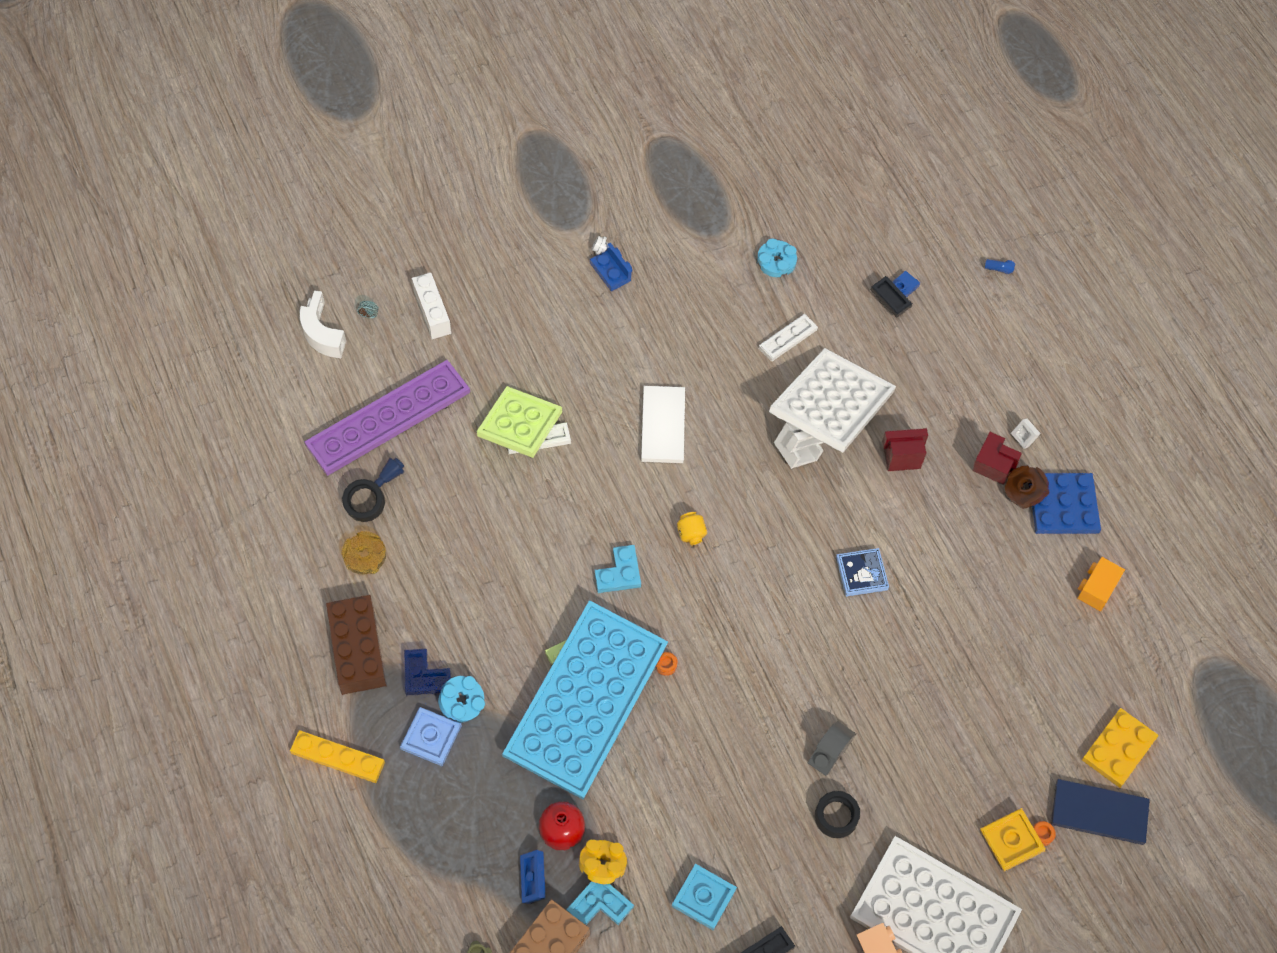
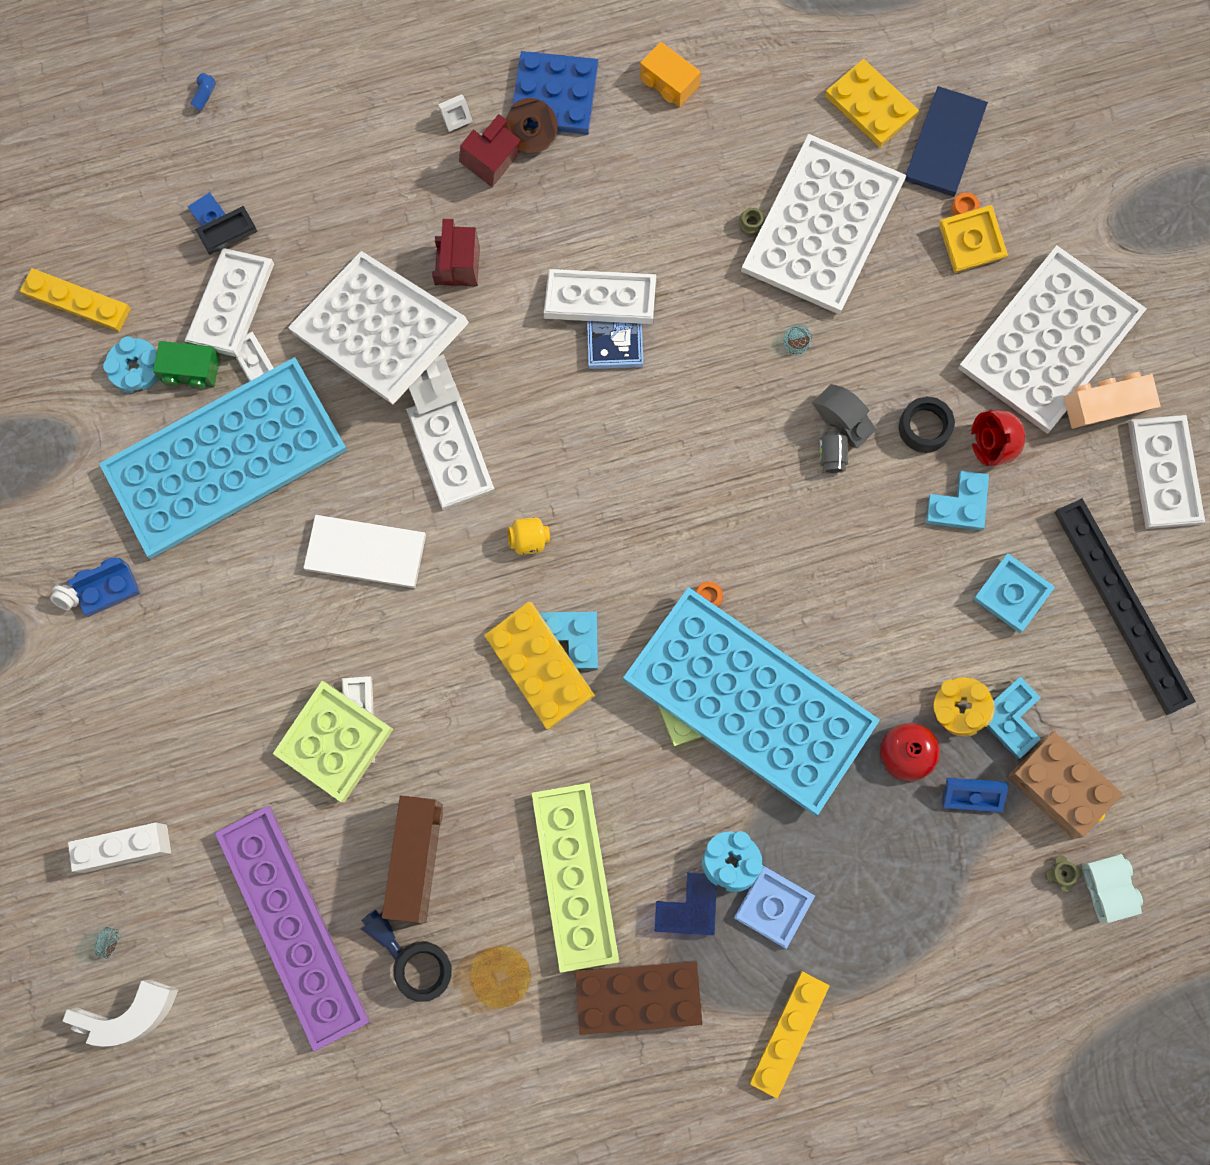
camera: 75 degrees left, 15 degrees up
(439, 593) = (575, 878): none -> yellowish green plate
(440, 481) = (412, 859): none -> reddish brown brick
(593, 548) = (539, 665): none -> yellow plate
(718, 324) = (222, 458): none -> medium azure plate
(748, 471) = (451, 454): none -> white tile
(771, 856) = (966, 509): none -> medium azure plate
(782, 289) = (186, 364): none -> green brick
(799, 743) = (834, 452): none -> dark grey brick
(818, 216) = (75, 300): none -> yellow plate
(836, 872) = (998, 437): none -> red cylinder
(837, 308) = (230, 301): none -> white tile
(892, 708) = (797, 339): none -> clear light blue tile
(896, 556) = (600, 296): none -> white tile
(987, 656) = (751, 214): none -> olive plate
(999, 718) = (823, 224): none -> white plate

